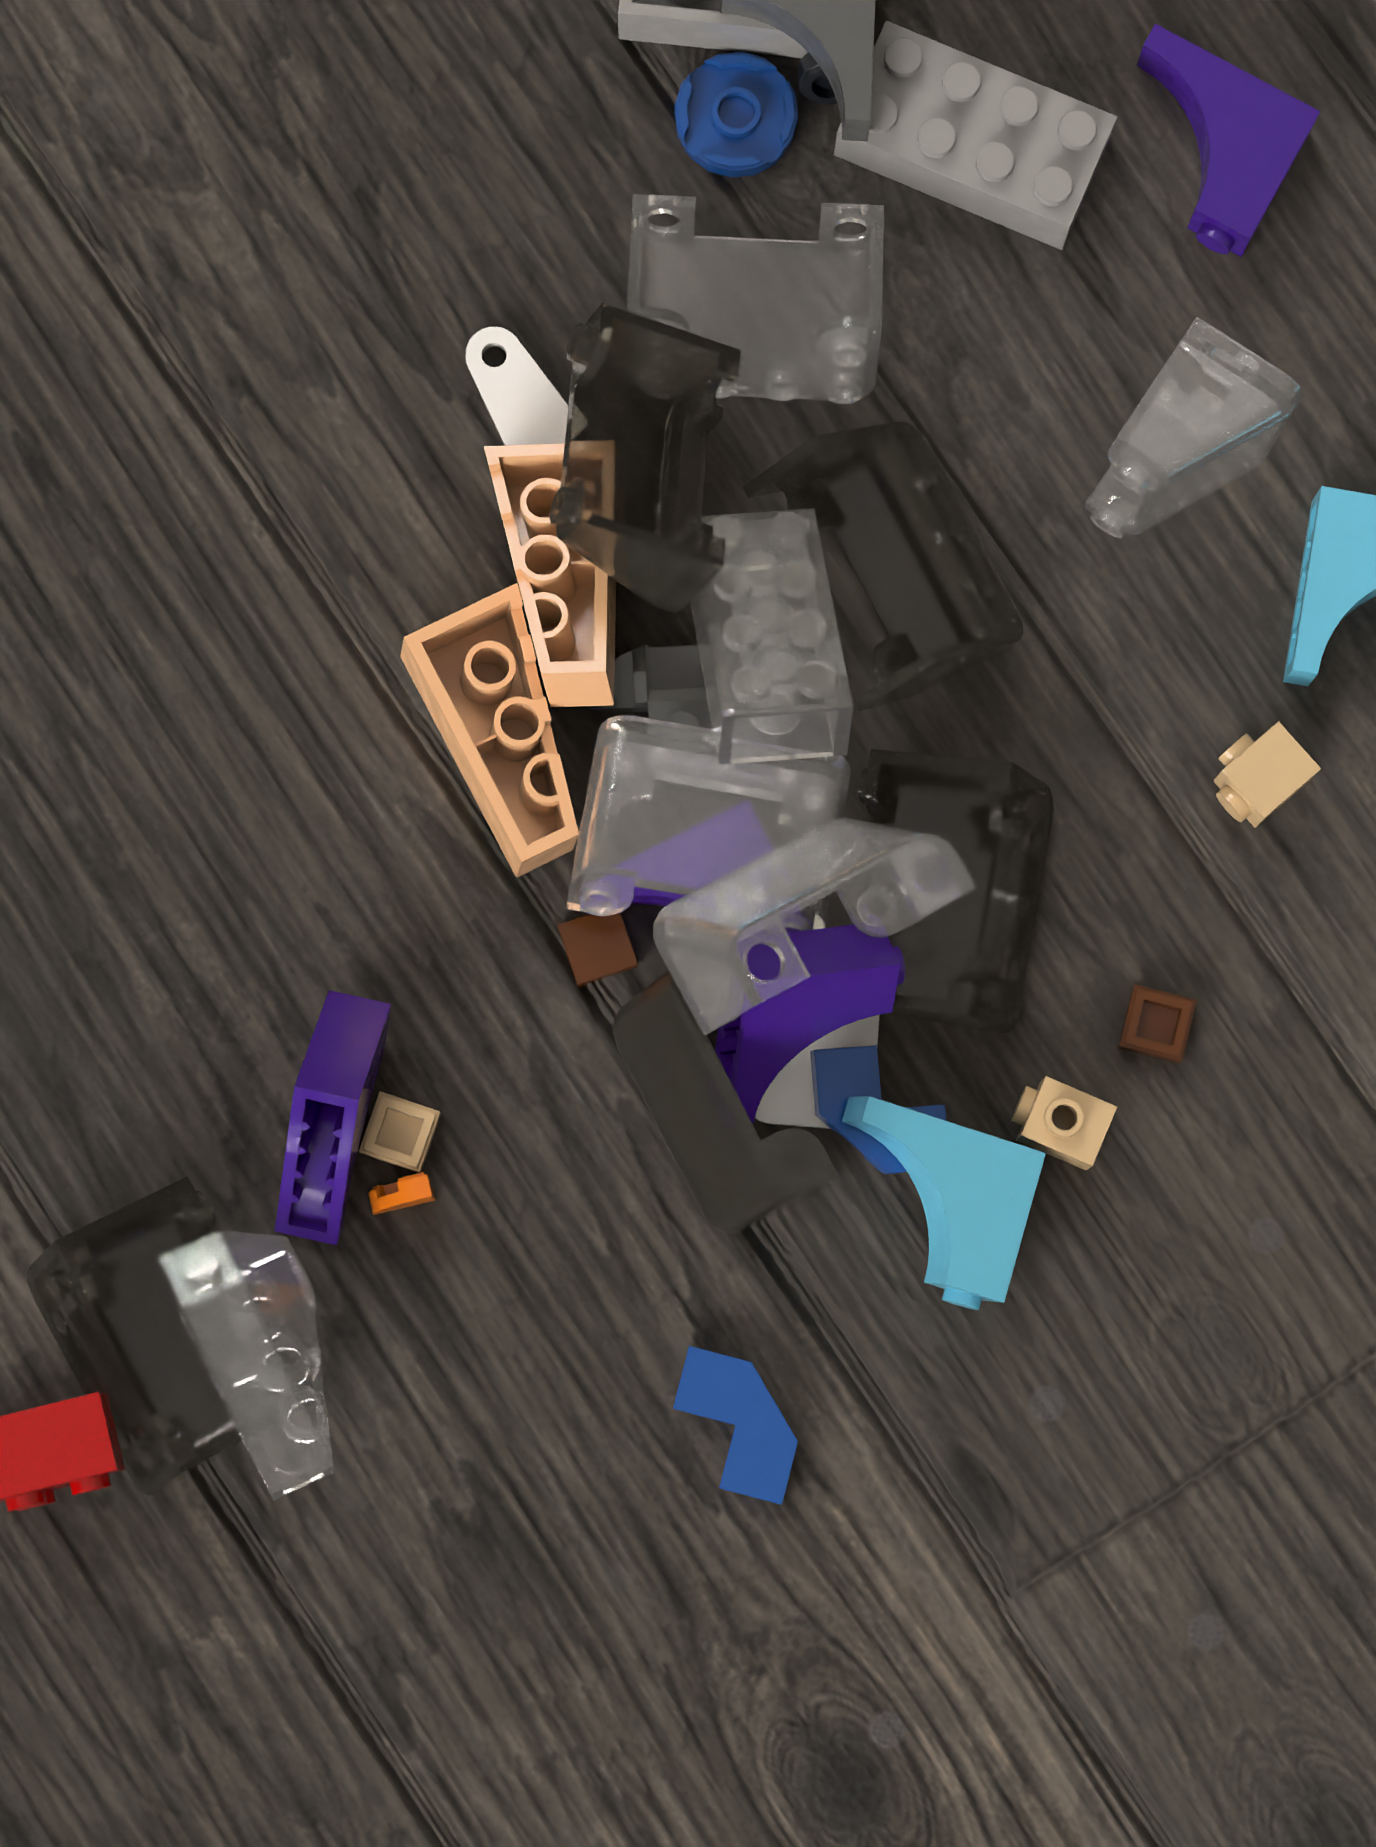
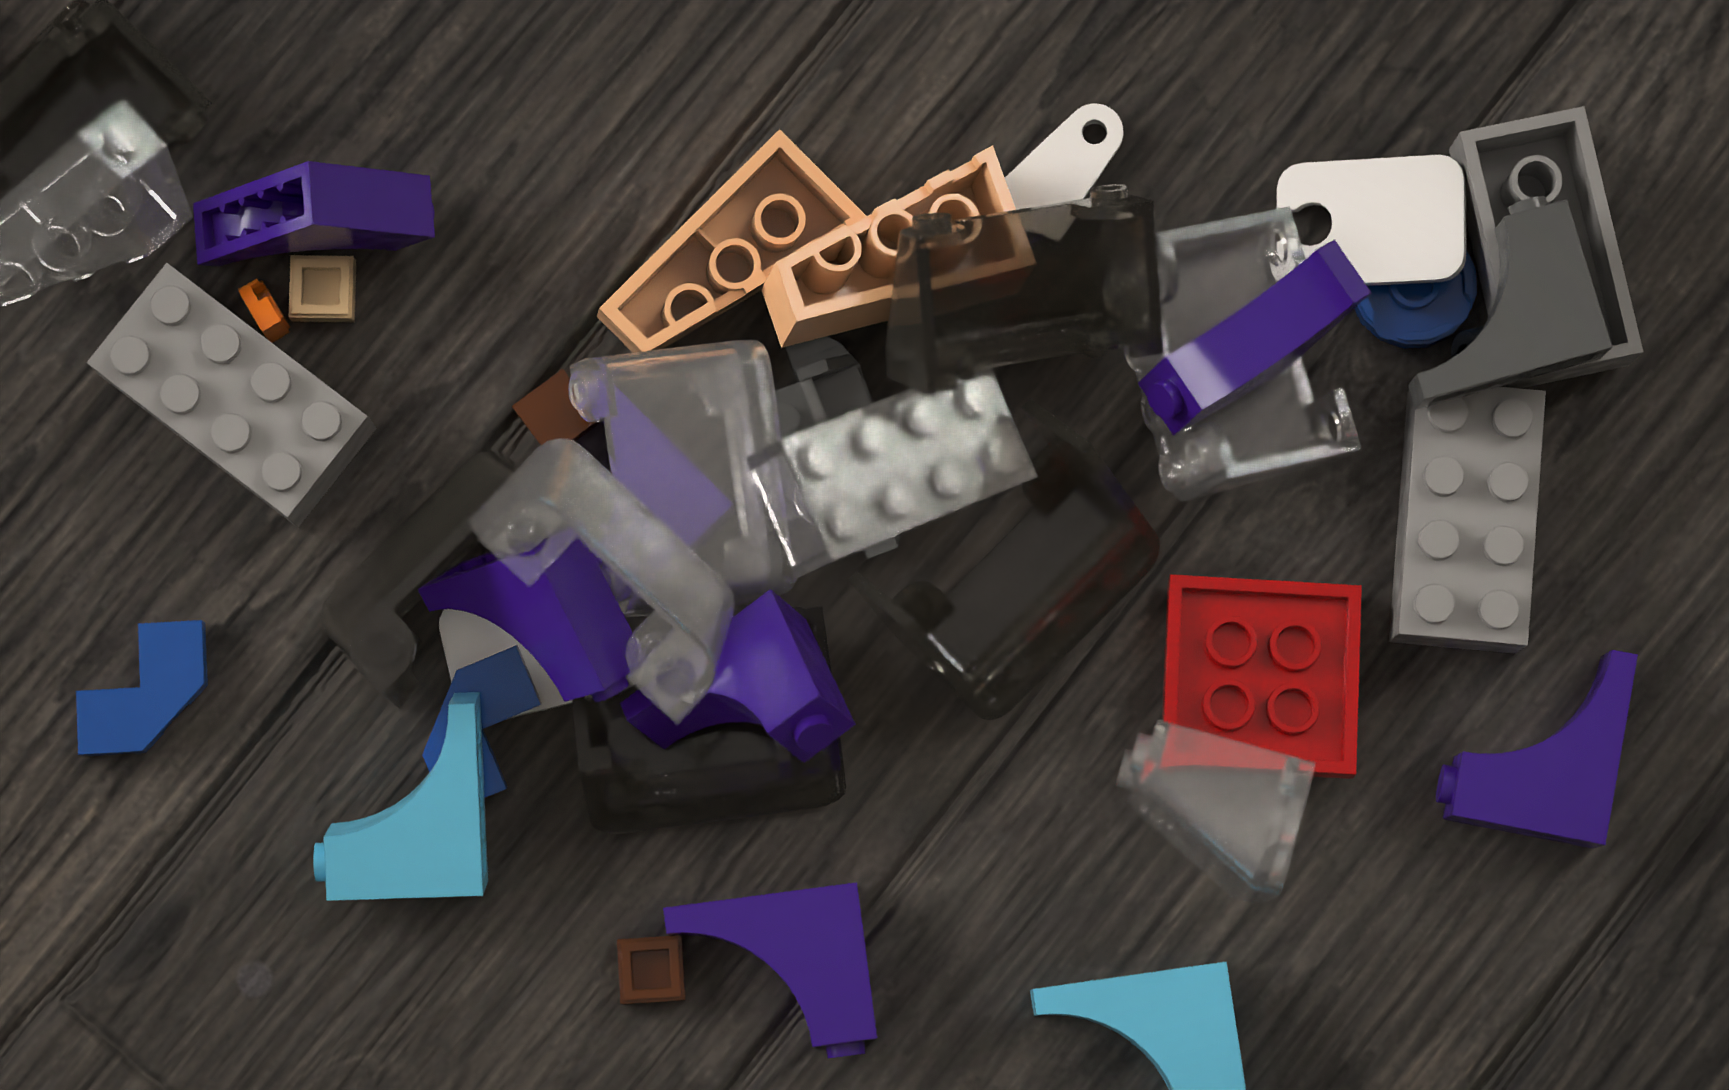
camera: 75 degrees right, 0 degrees up
(480, 1247) = (232, 394): none -> light grey brick
(669, 111) = (1389, 215): none -> white piece
(756, 259) = (1255, 340): none -> dark purple arch
(944, 798) = (765, 677): none -> dark purple arch
(1059, 368) = (1266, 665): none -> red plate
(1063, 1122) = (523, 905): tan brick -> none
(1185, 861) = (811, 943): none -> dark purple arch
(1262, 774) = (924, 994): tan brick -> none

